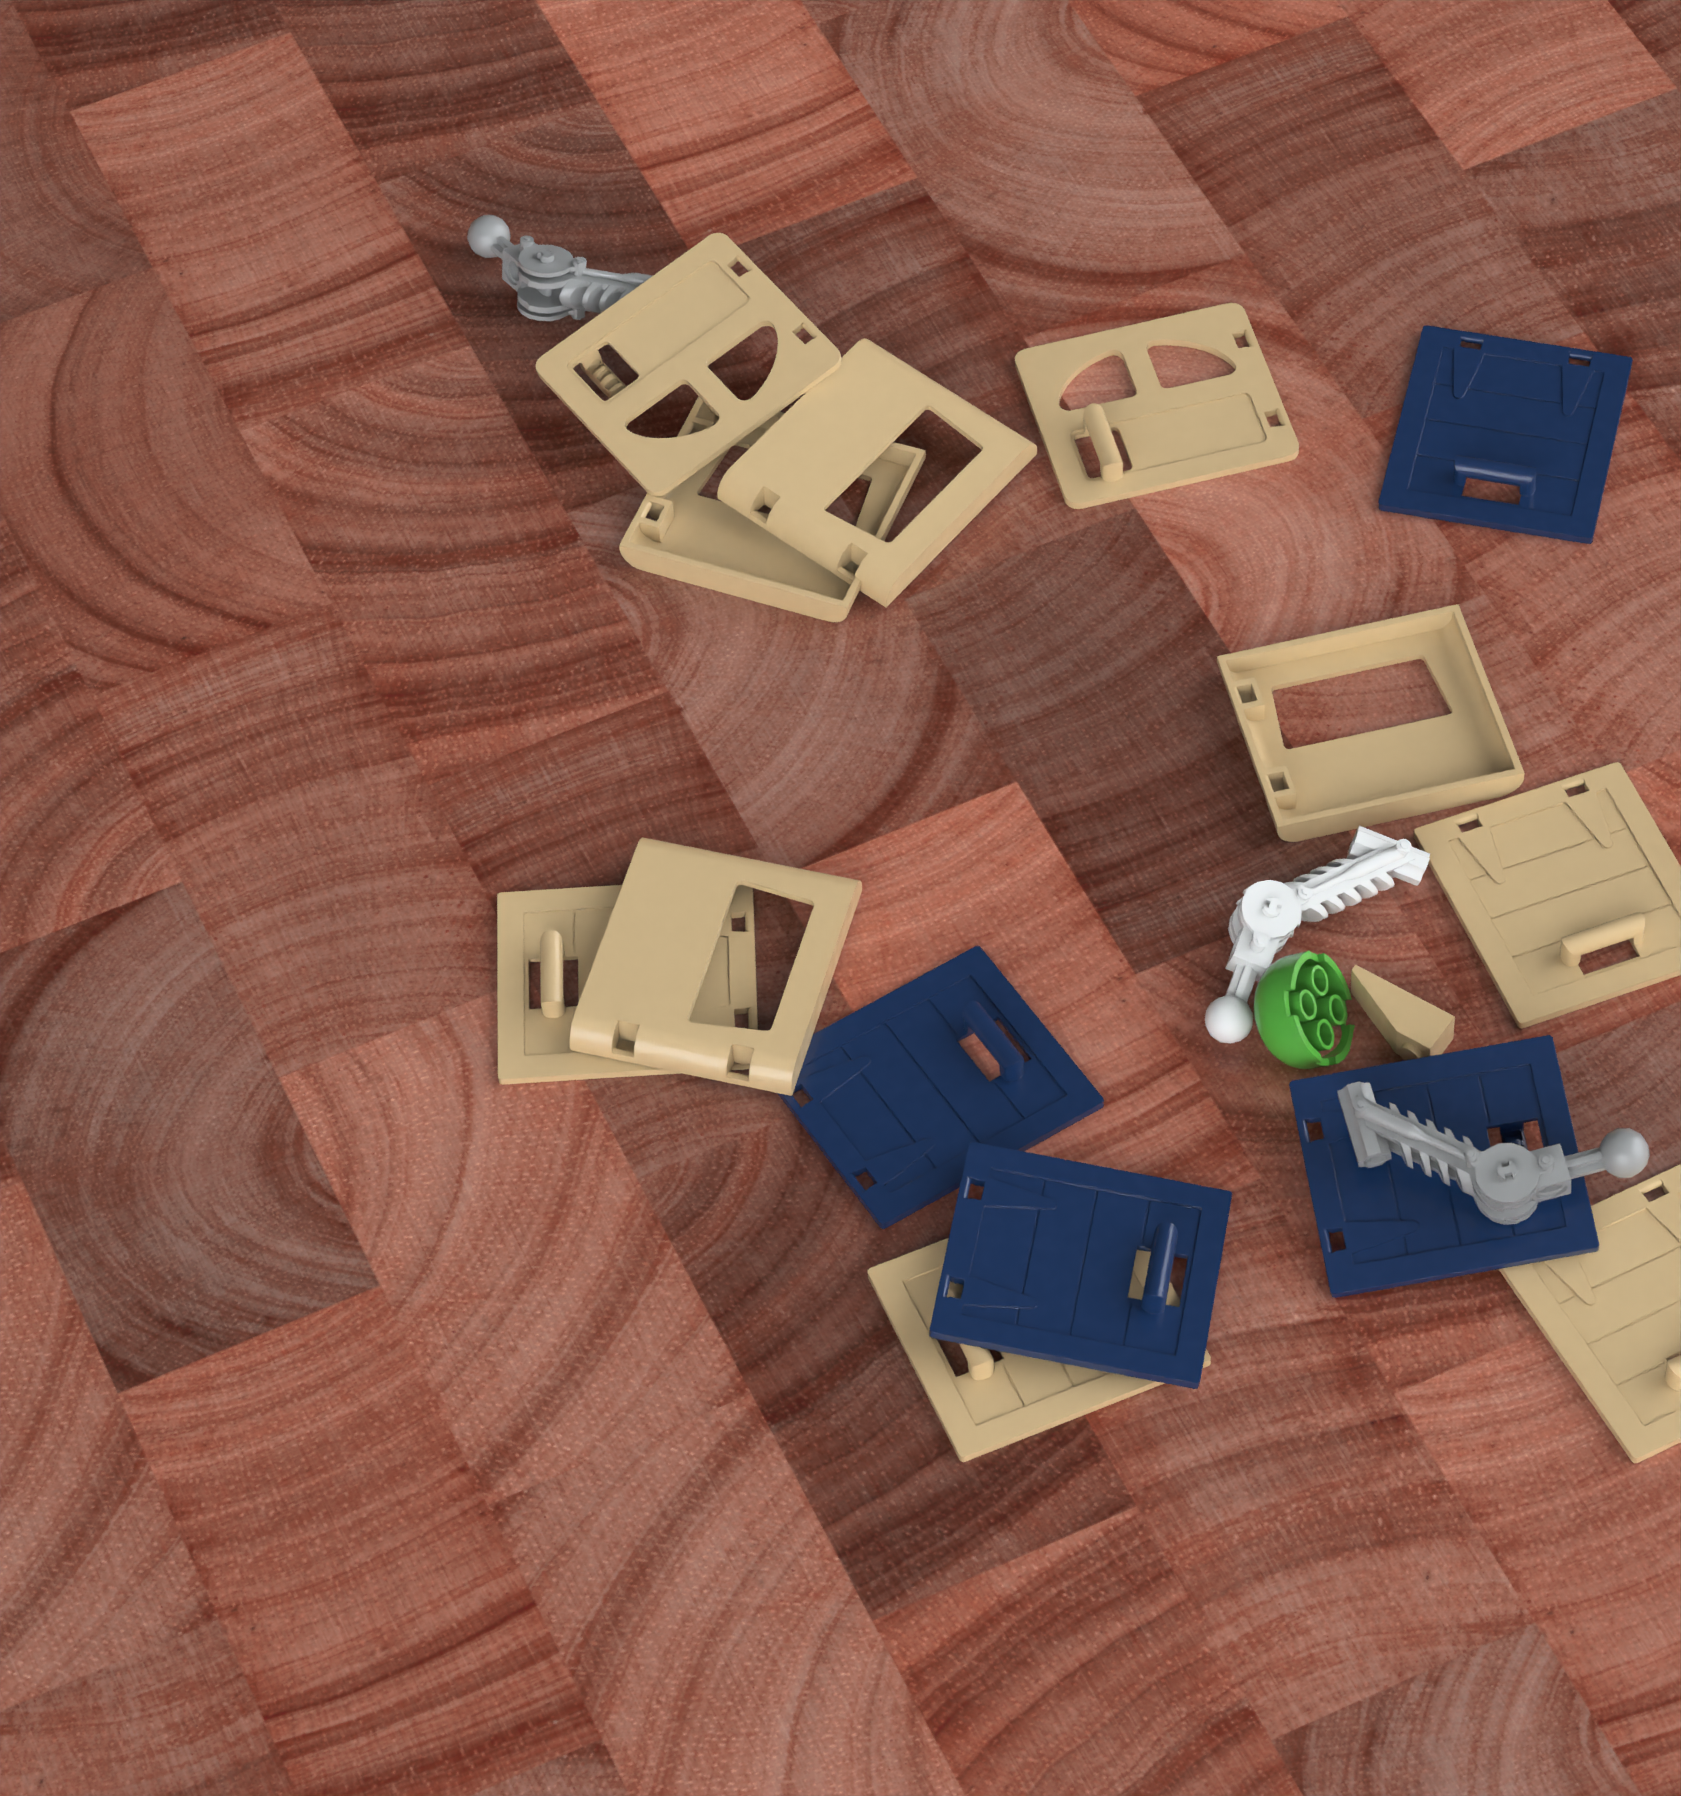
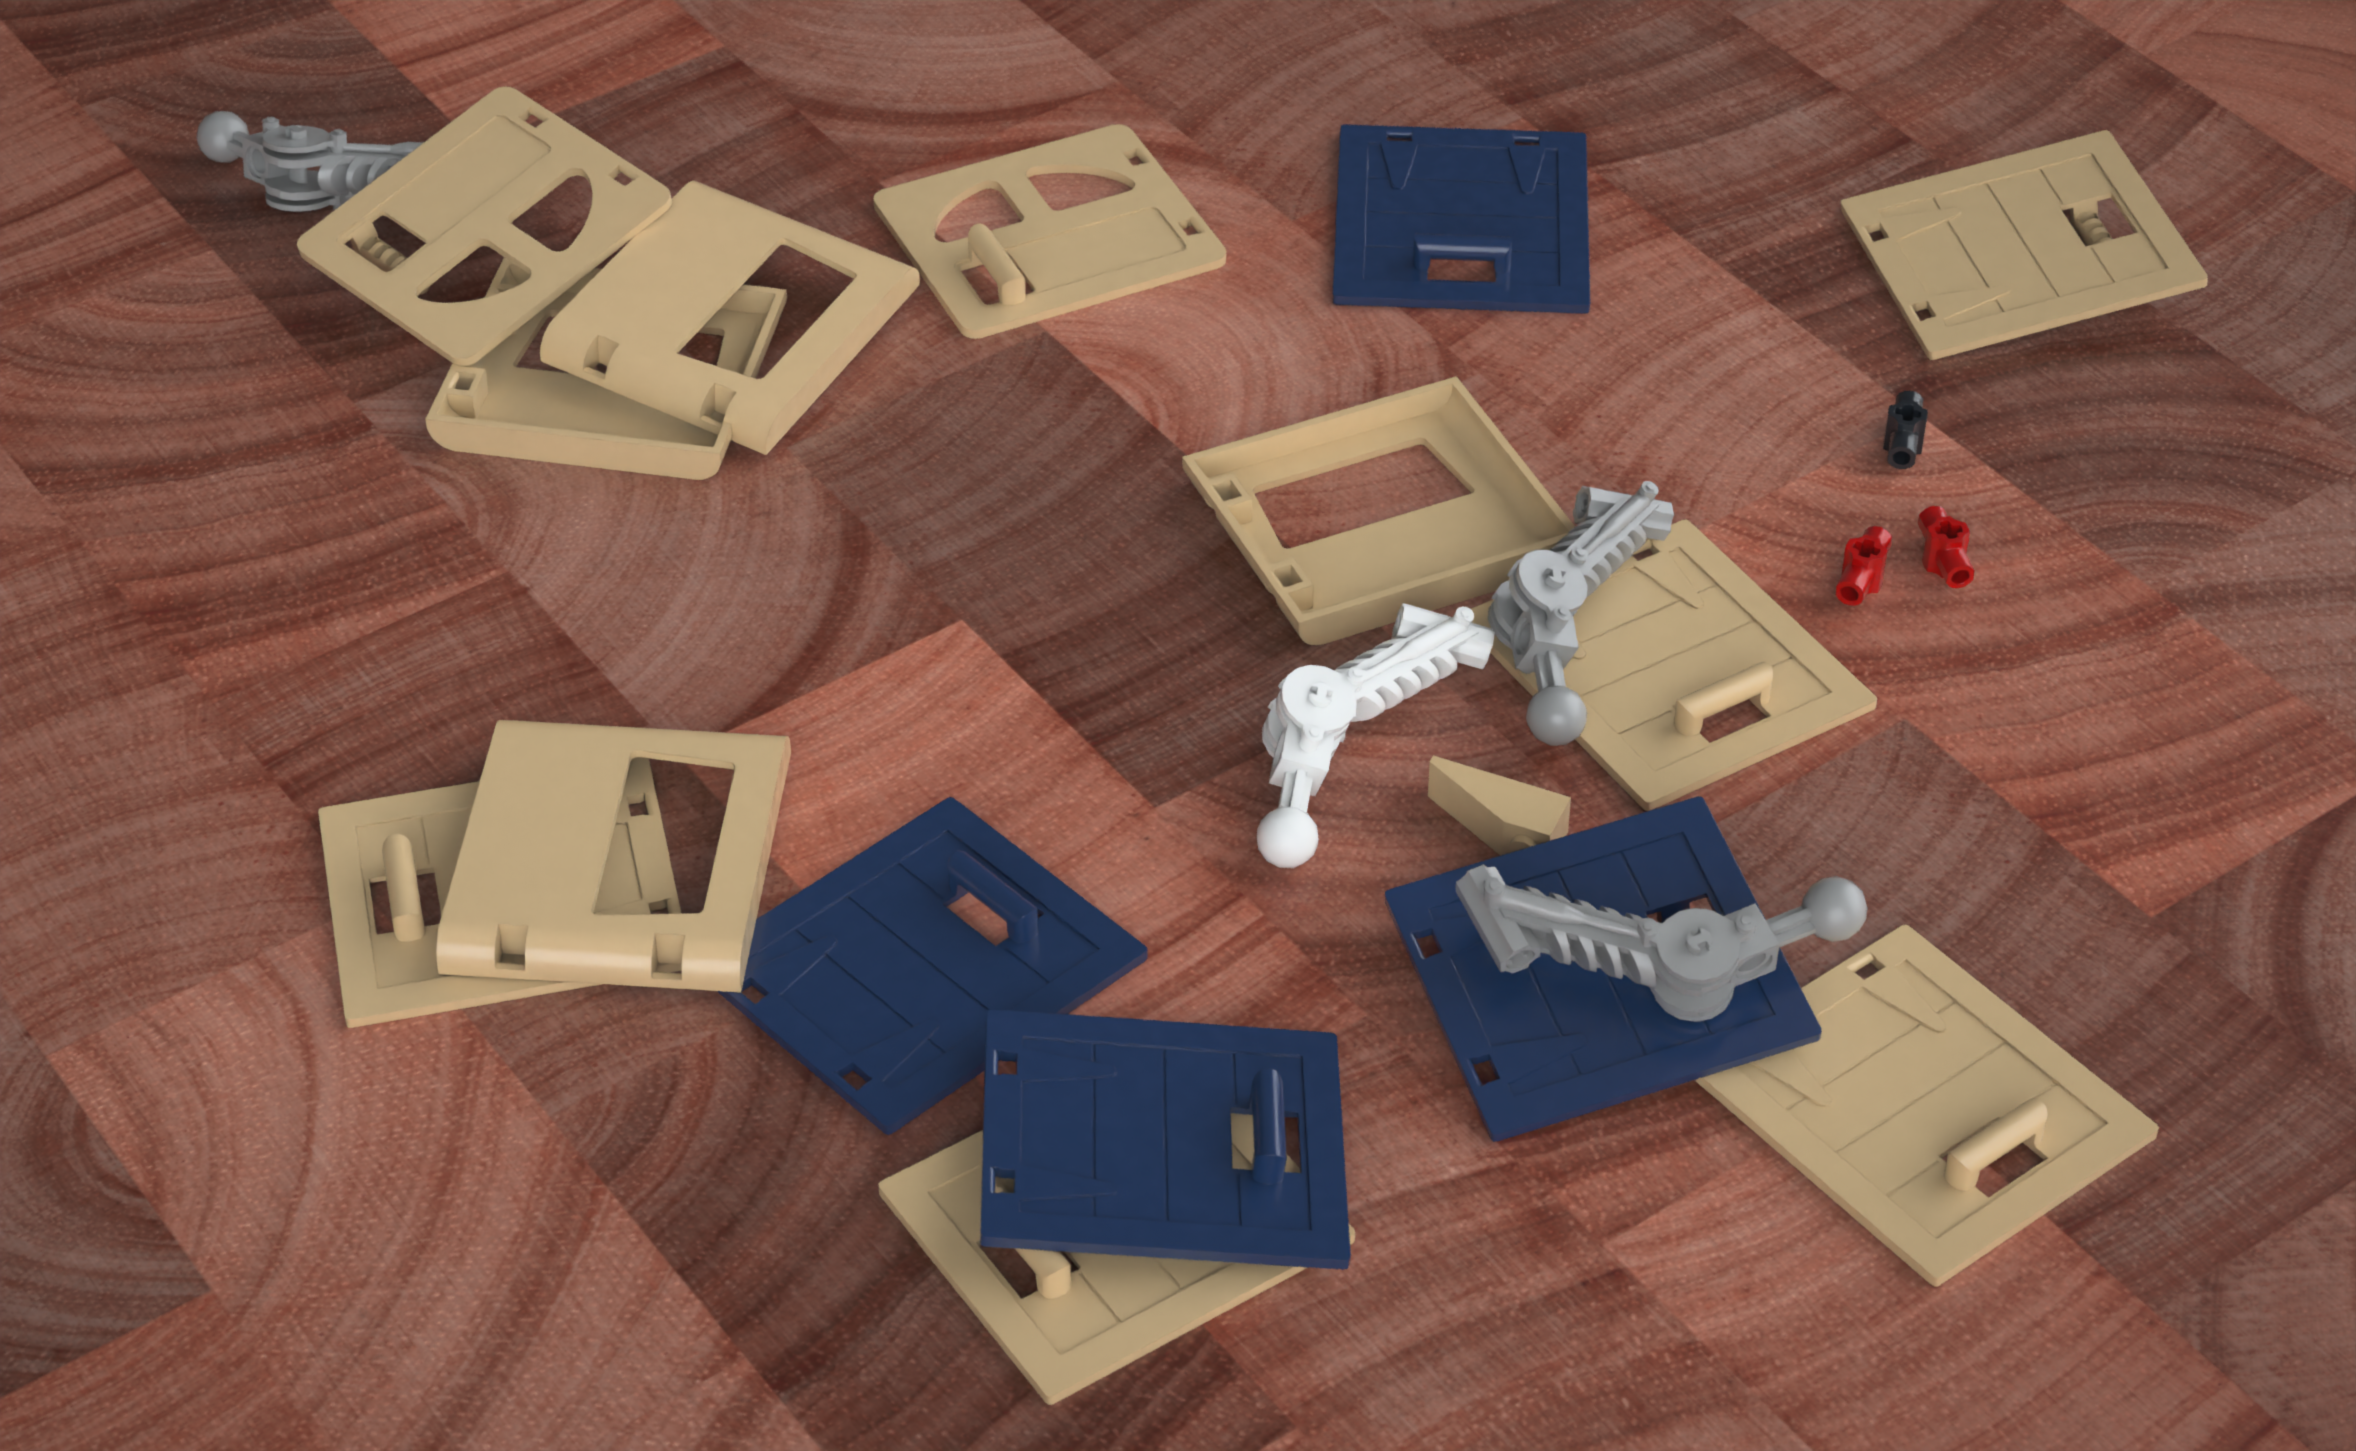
camera: 15 degrees left, 10 degrees down
(1299, 1005) = (1375, 813): bright green cylinder -> none
(1479, 827) = (1548, 587): none -> light grey piece

